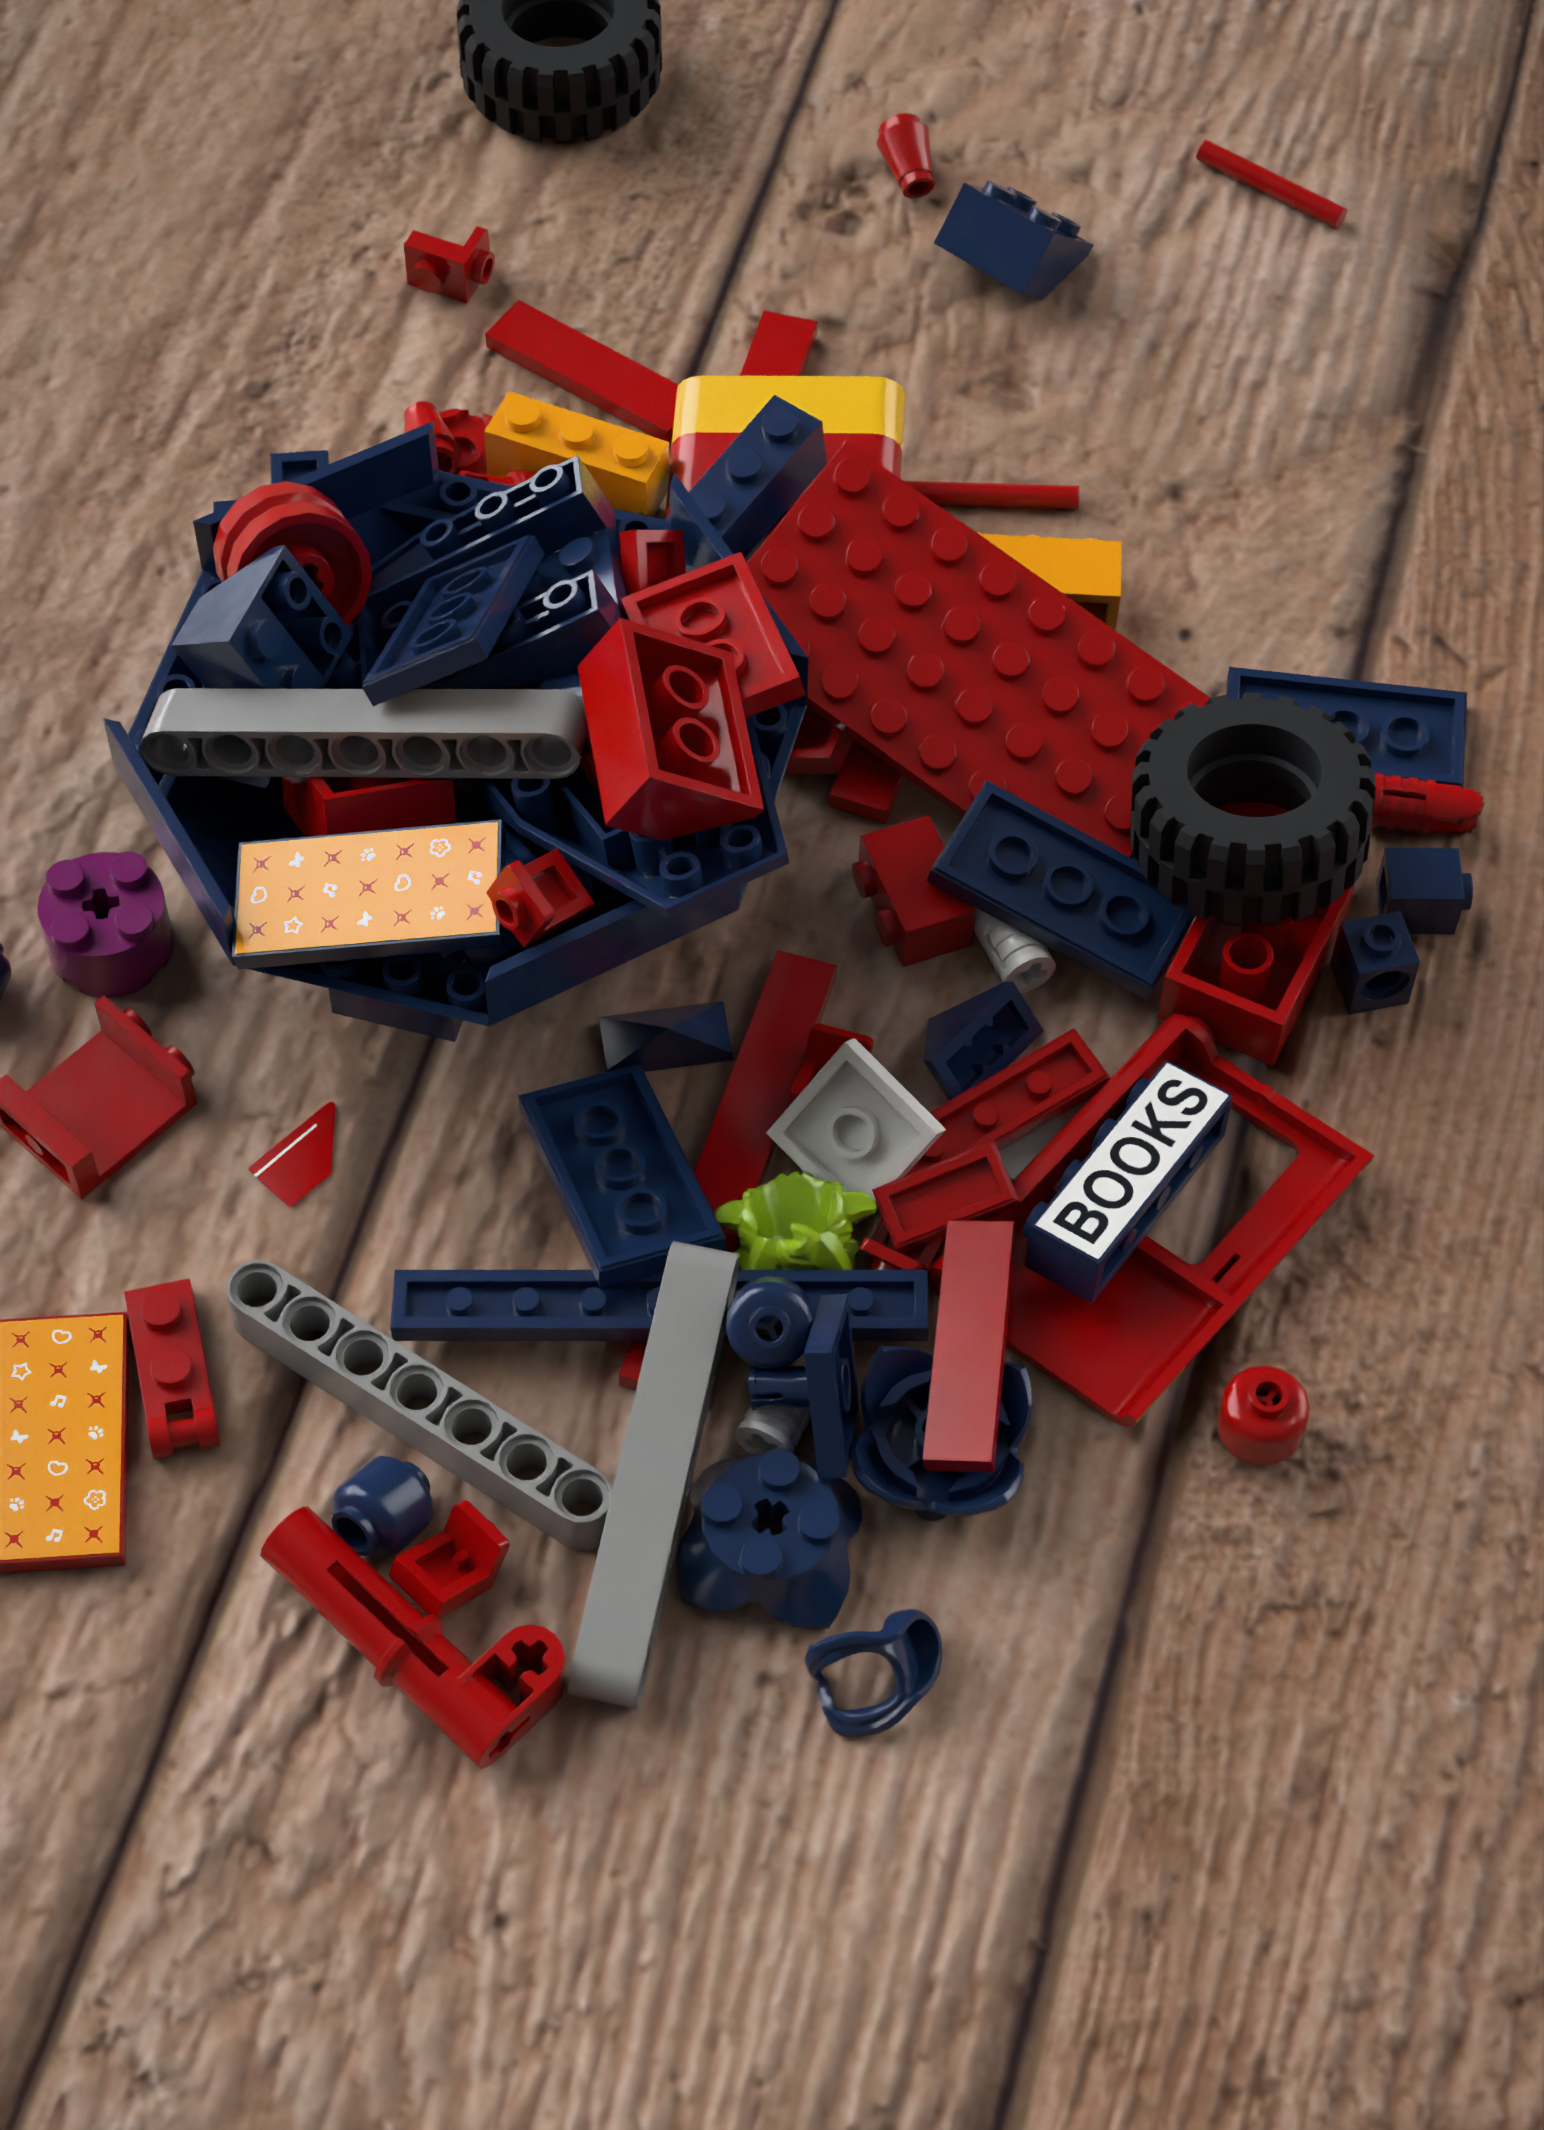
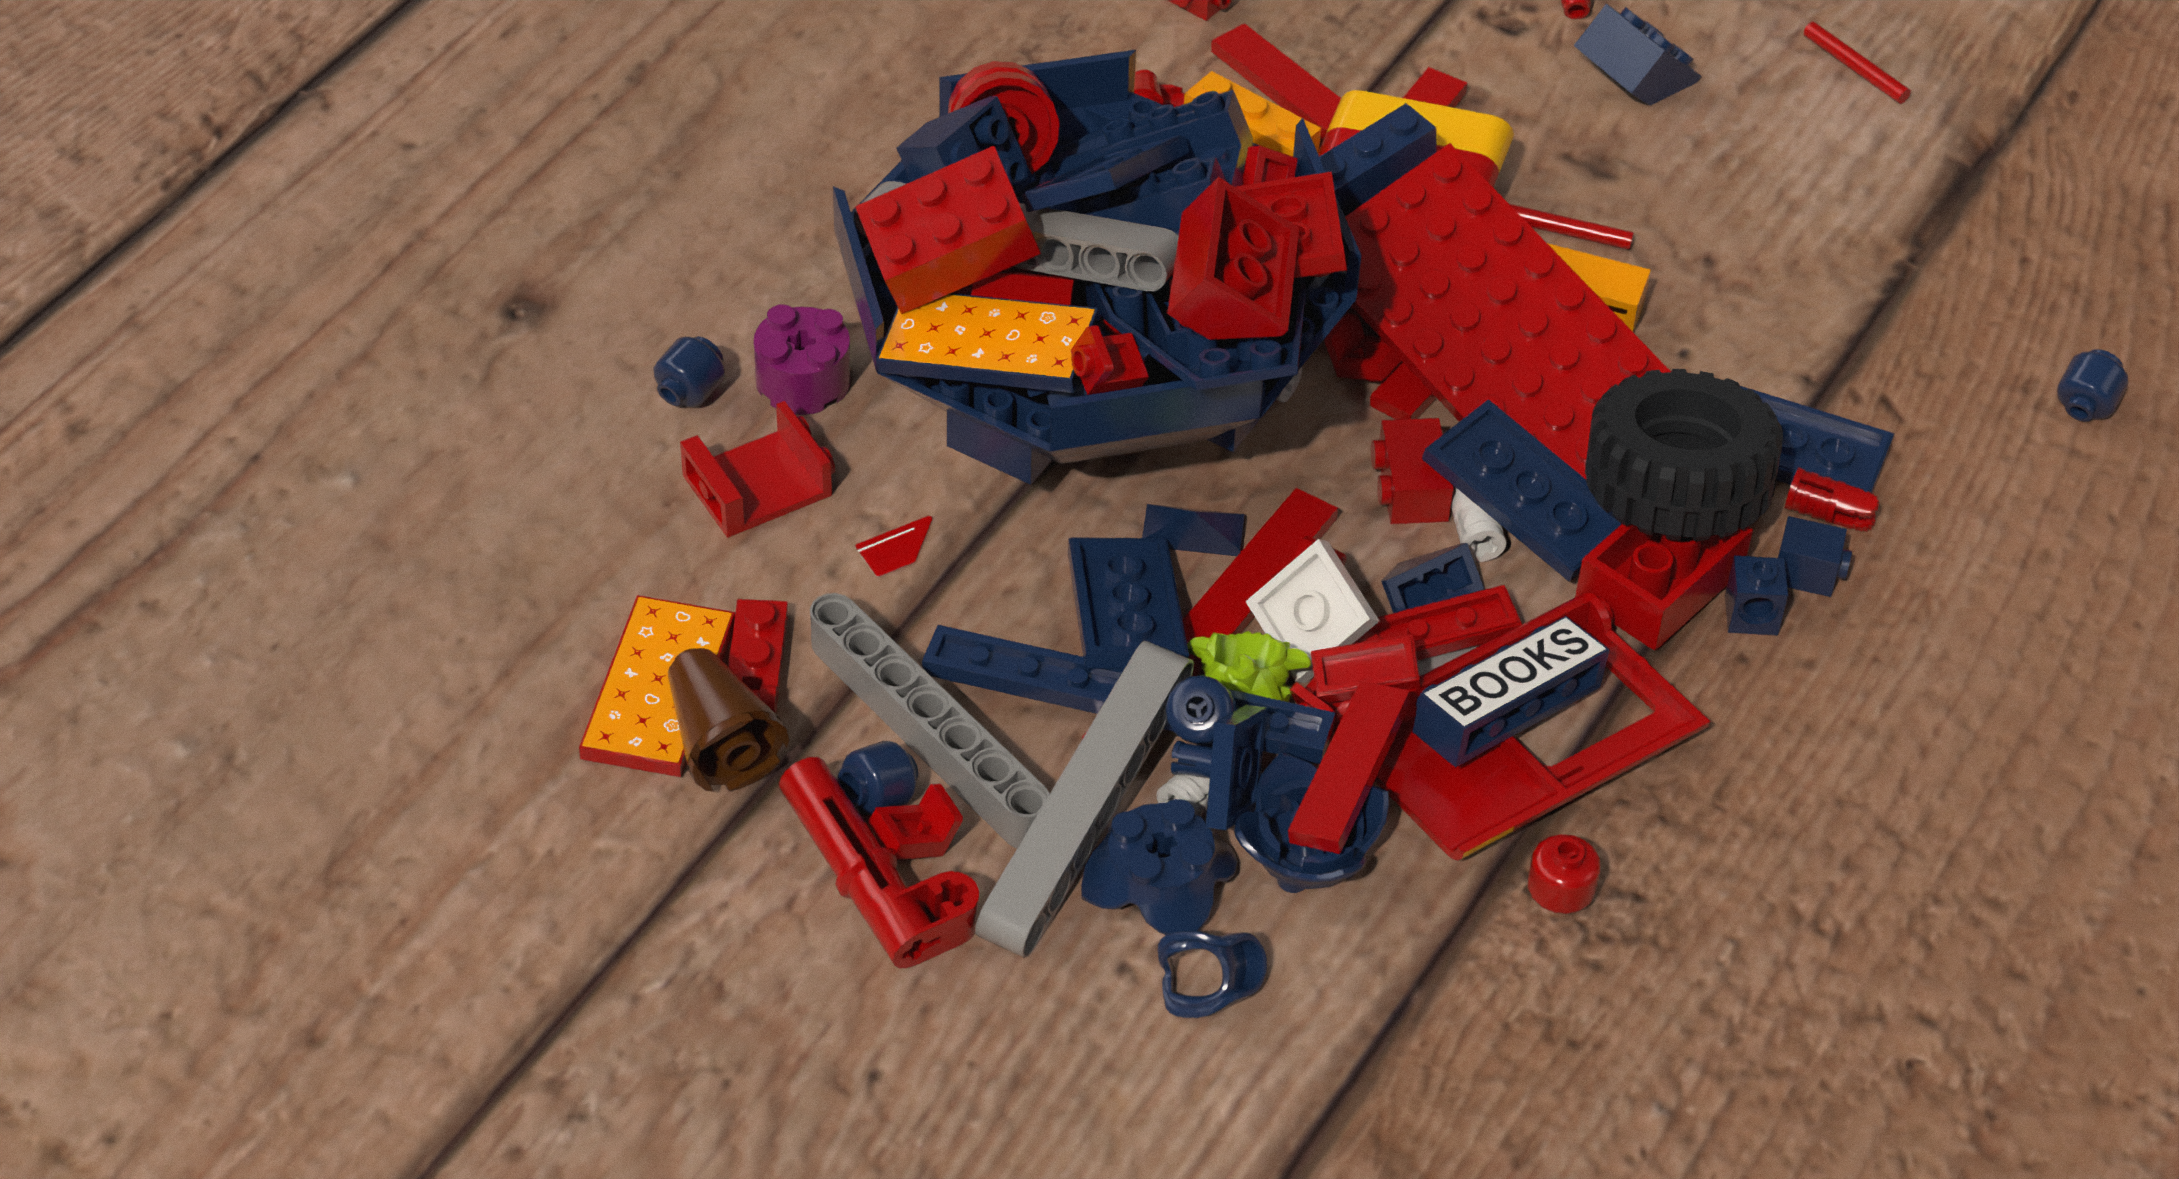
camera: 15 degrees right, 10 degrees down
(160, 1484) = (722, 723): none -> reddish brown cone
(278, 759) = (947, 230): none -> red brick

